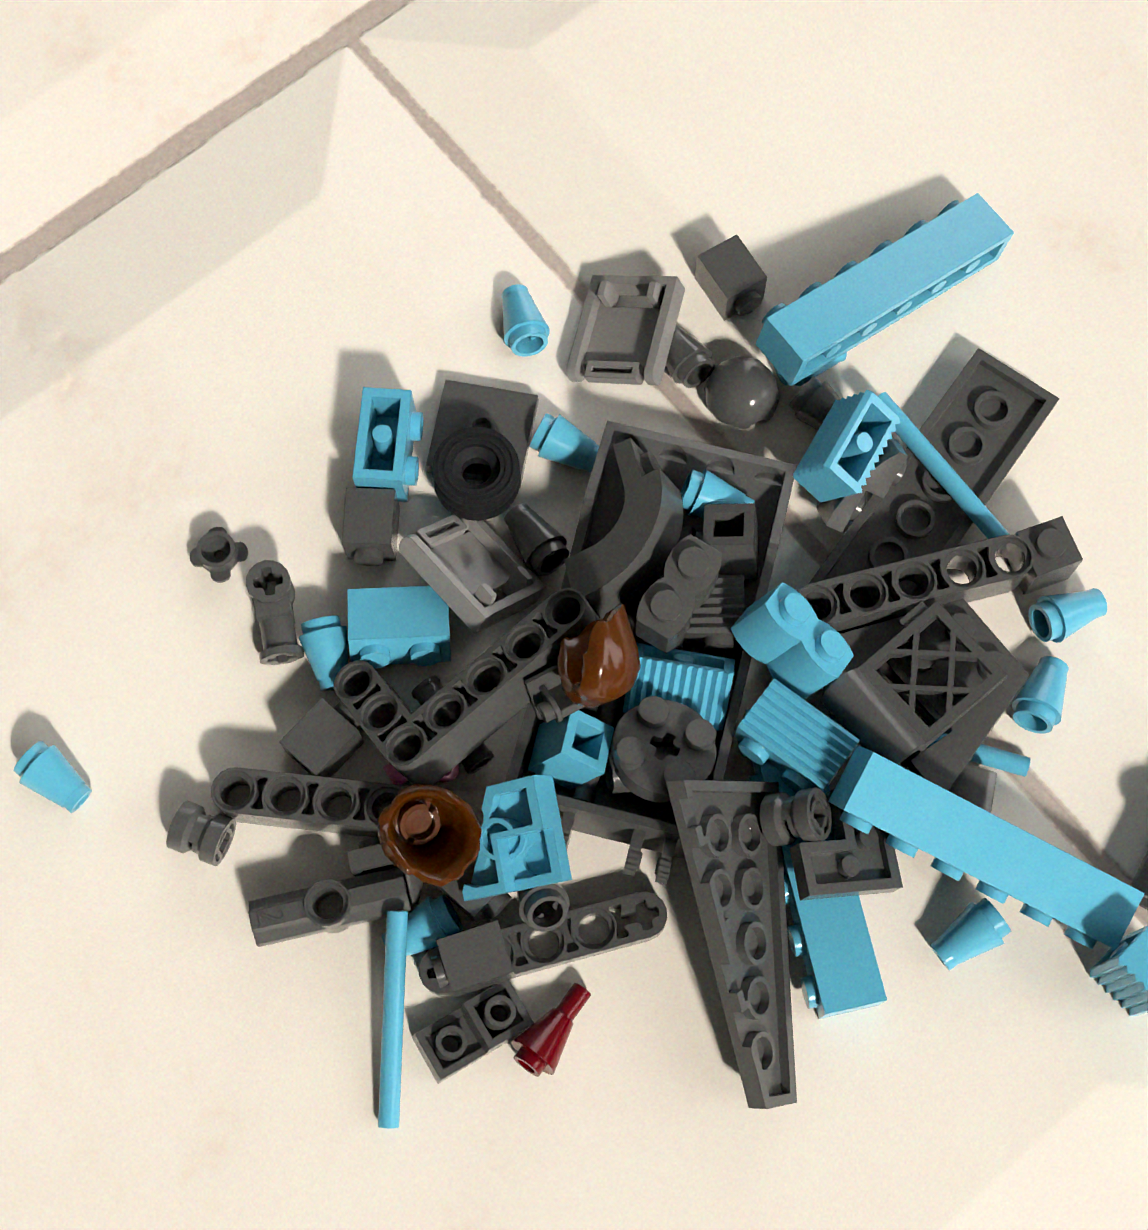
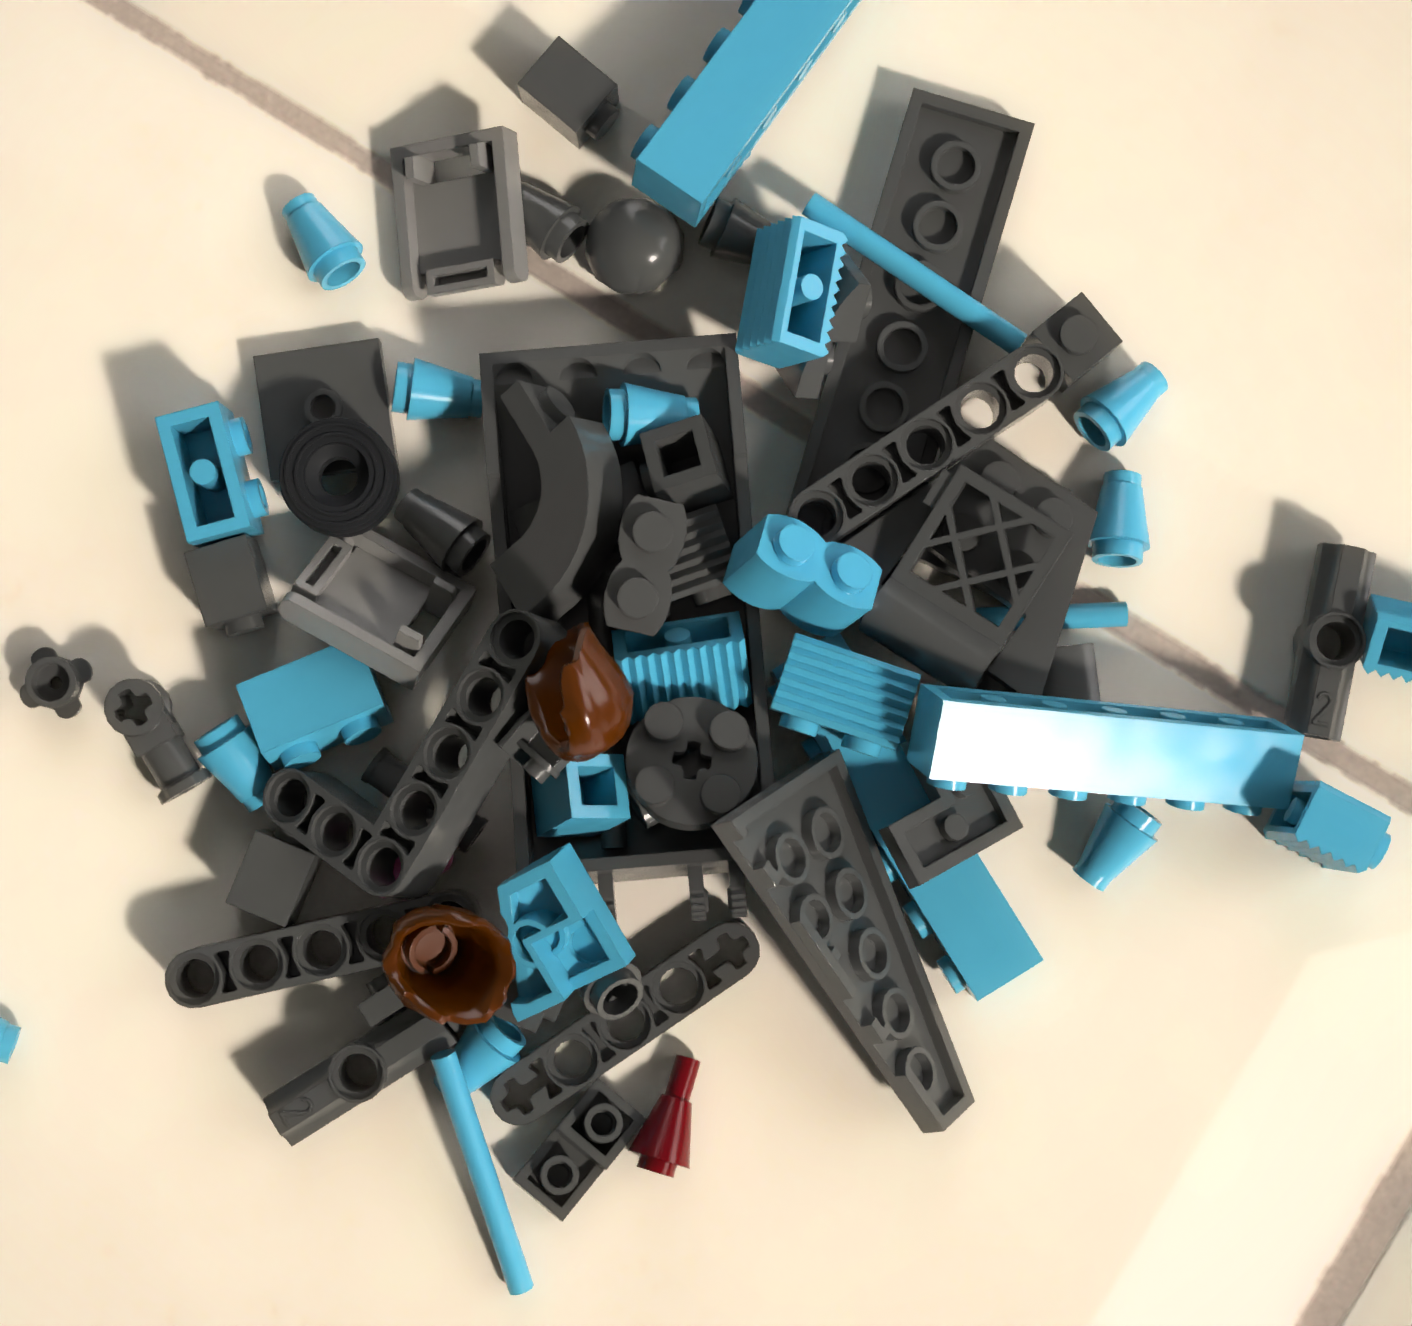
camera: 25 degrees left, 15 degrees up
(203, 834) = (181, 1036): dark grey wheel -> none
(473, 959) = (552, 1080): dark grey brick -> none
(794, 817) = (867, 793): dark grey wheel -> none

